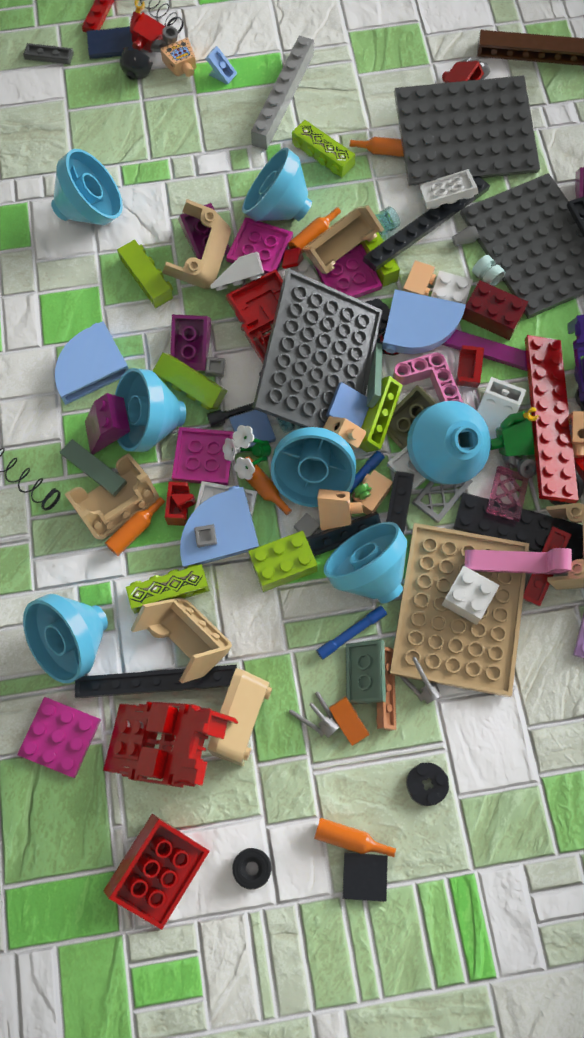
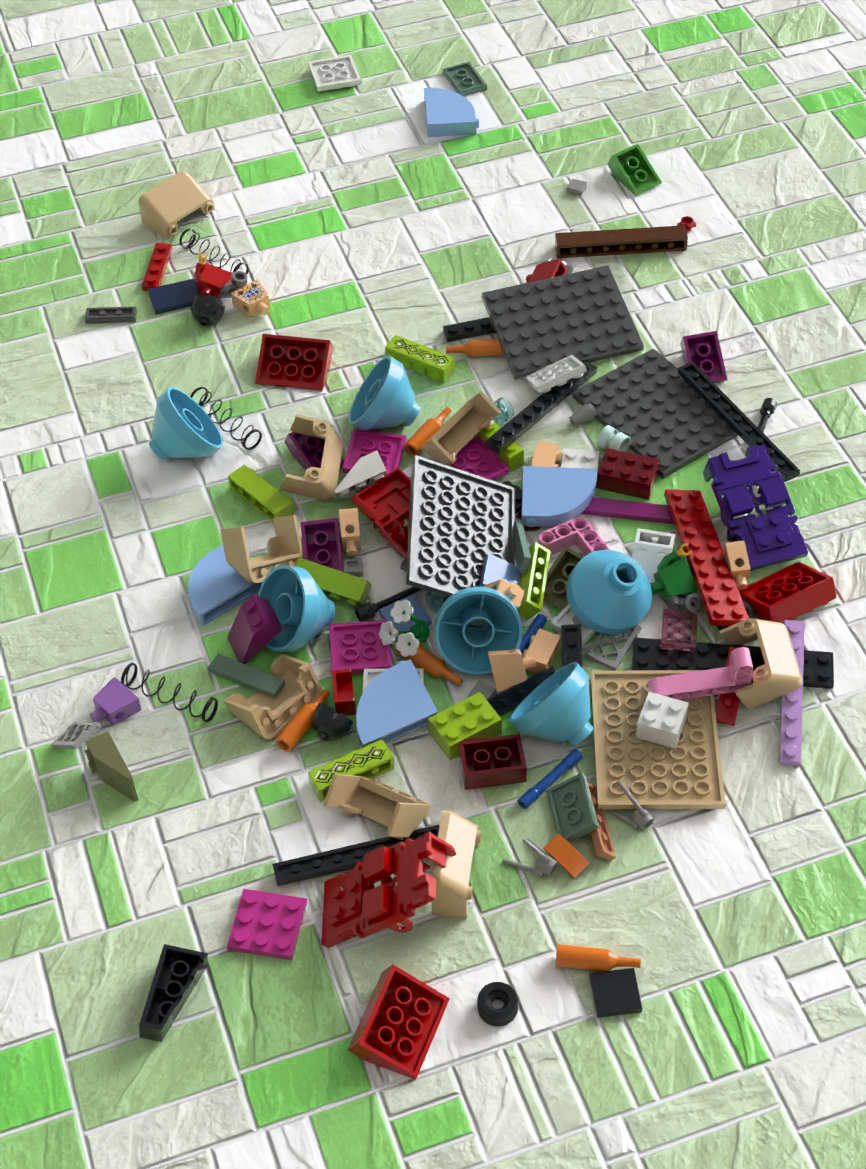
camera: 10 degrees left, 20 degrees down
(64, 635) = (252, 820): medium azure cone -> none
(112, 164) = (244, 441): none -> piece
(140, 353) = (282, 549): none -> tan windscreen
(157, 536) = (330, 723): none -> black cylinder
(183, 501) = (349, 686): red slope -> none
(204, 133) = (294, 362): none -> red slope
(205, 535) = (381, 710): light grey tile -> none
(218, 329) = (350, 534): none -> light nougat torso
(221, 66) = (298, 302): light blue slope -> none
(282, 92) = (366, 315): light grey brick -> none
(292, 258) = (407, 457): red slope -> none
(299, 607) = (492, 761): none -> dark red brick
(362, 491) = (532, 647): bright green plate -> none
(375, 123) = (468, 329): none -> black plate
(438, 779) = (659, 888): black plate -> none
(470, 366) = (614, 525): red panel -> none

